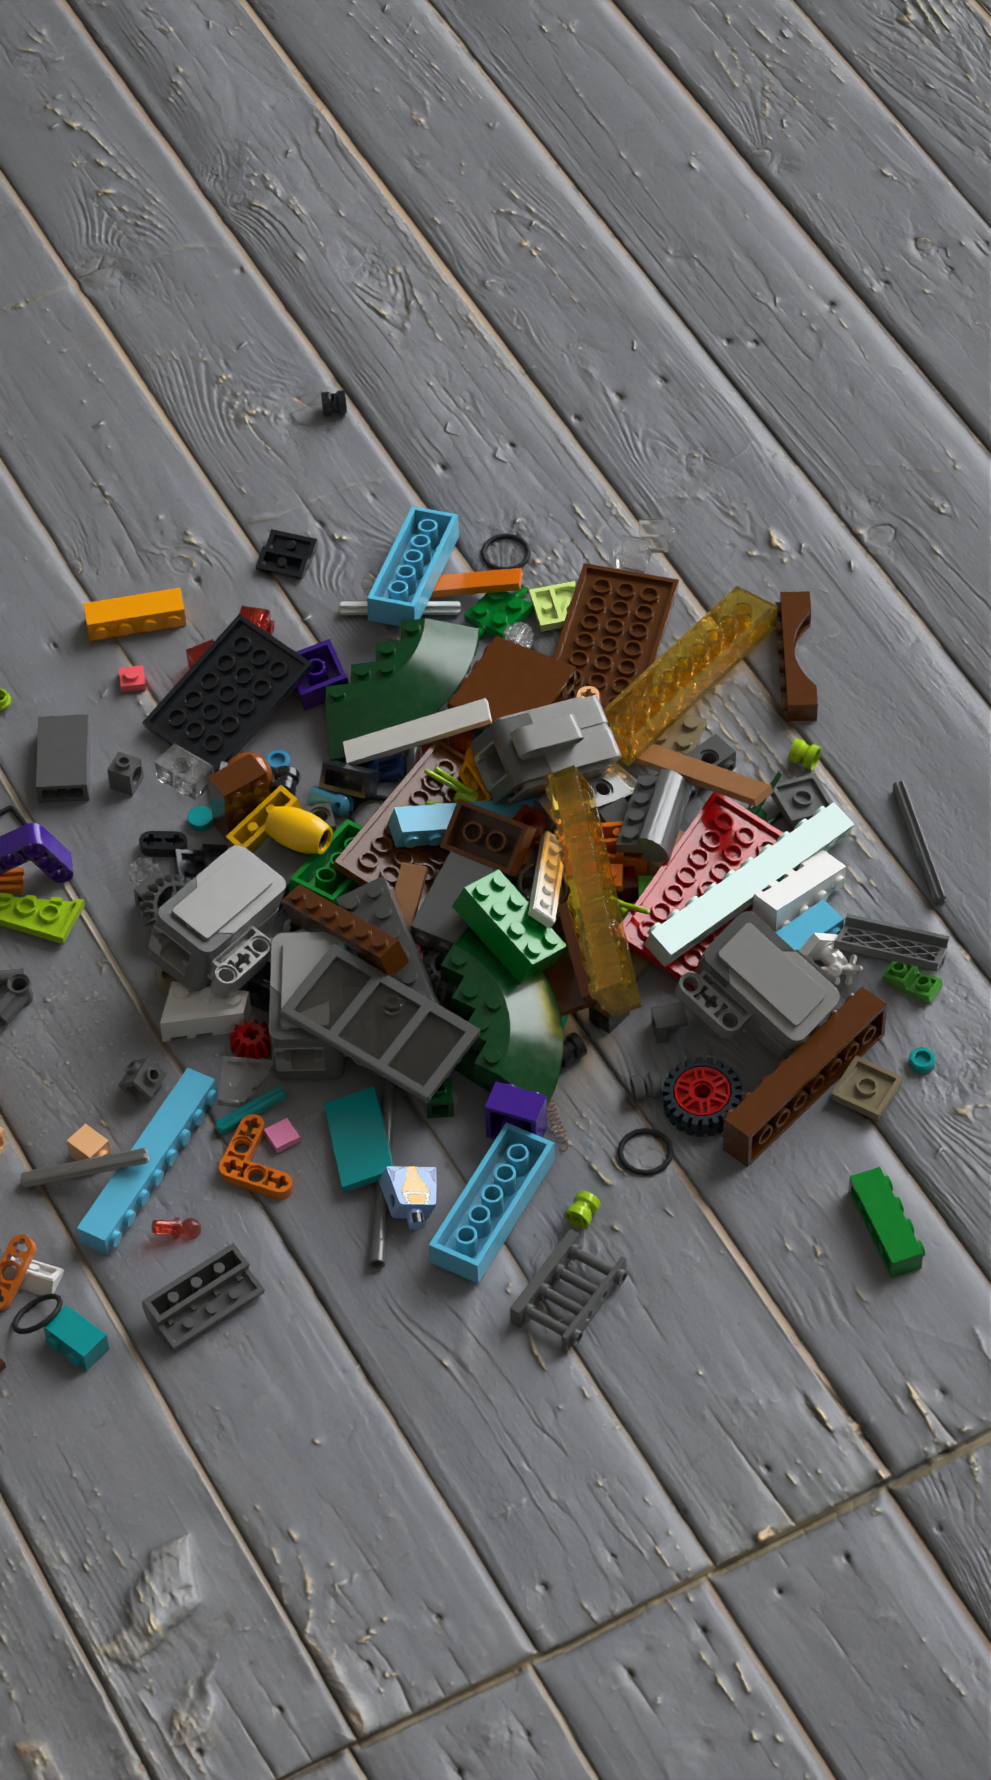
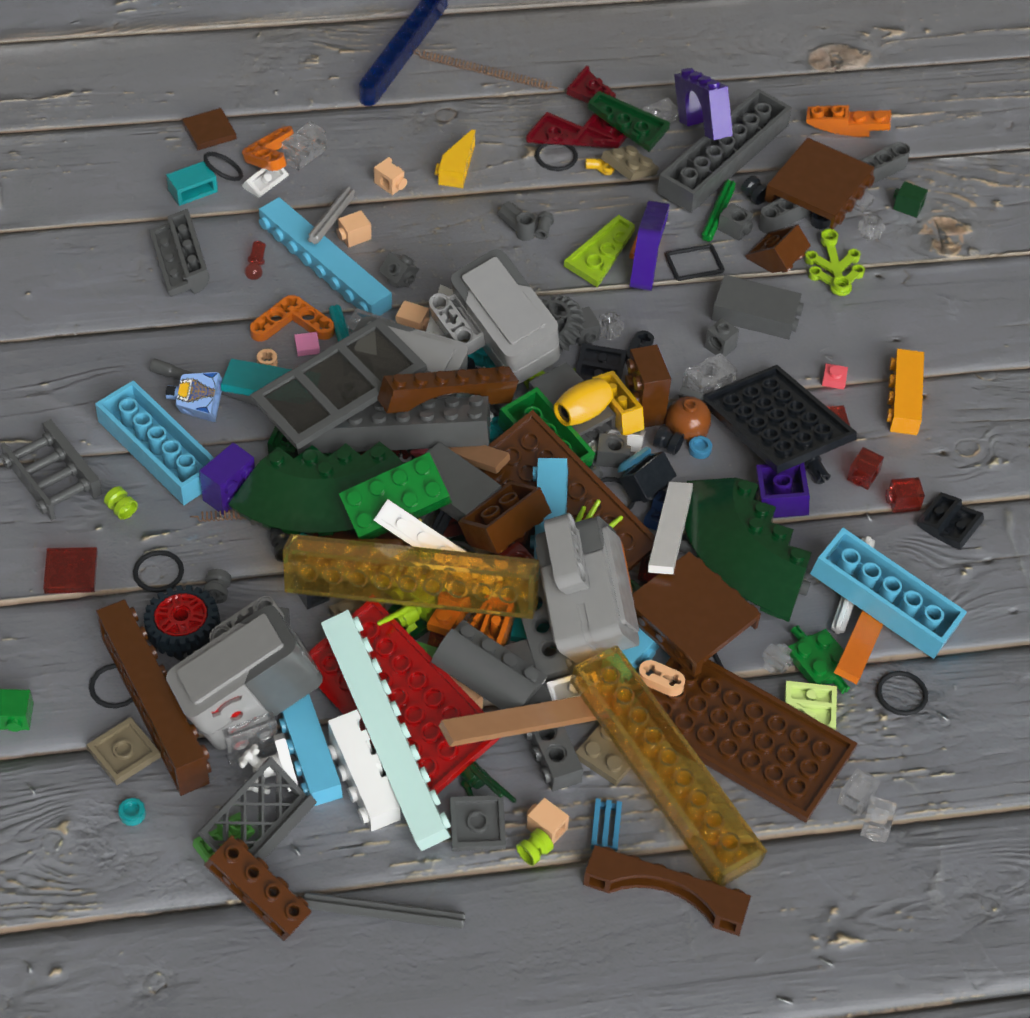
camera: 105 degrees right, 0 degrees up
(209, 1046) = (413, 316): none -> light nougat brick
(274, 588) = (905, 495): none -> clear red brick
(326, 1168) = (267, 354): none -> light nougat bush
(686, 1218) = (70, 570): none -> clear red tile
(752, 713) = (608, 806): none -> dark azure tile
(775, 752) = (547, 818): none -> light nougat brick
(809, 1149) = (96, 698): none -> black piece
(957, 917) = (258, 887): none -> reddish brown brick

